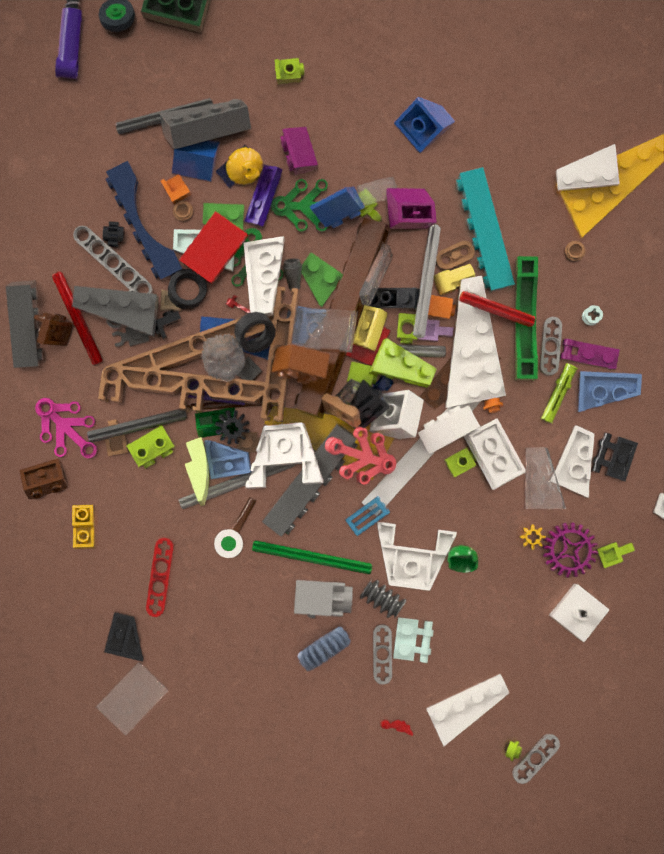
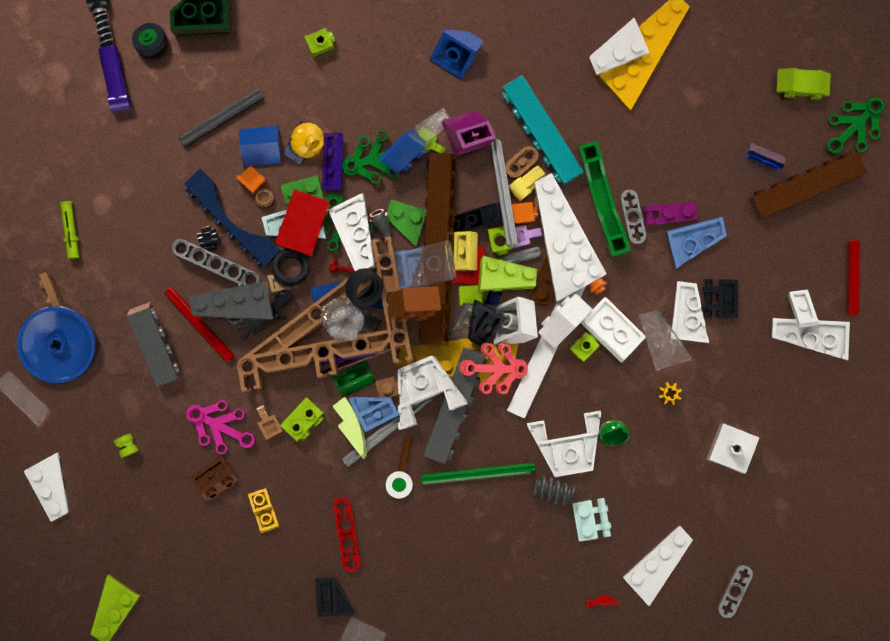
camera: 15 degrees left, 0 degrees up
(54, 329) = (182, 341): reddish brown bracket -> none
(136, 425) = (283, 404): dark grey axle -> none
(204, 122) = (259, 112): dark grey wedge -> none
(226, 430) = (375, 374): black gear -> none
(300, 150) = (352, 110): magenta slope -> none
(322, 598) = (499, 507): light grey piece -> none
(324, 648) = (514, 552): sand blue gear -> none
(336, 407) = (465, 334): medium nougat plate -> none
(376, 275) = (456, 202): clear tile -> none
(381, 505) = (524, 408): dark azure tile -> none
(388, 638) = (577, 553): light grey beam -> none
(497, 308) = (574, 198): red axle -> none
(514, 750) = (713, 590): lime plate -> none
(559, 392) = (653, 256): lime pin -> none
(575, 251) = (628, 124): medium nougat plate -> none
(575, 558) = (714, 401): magenta gear -> none
(587, 319) = (659, 183): light aqua bush -> none
(612, 554) = (746, 387): lime plate -> none

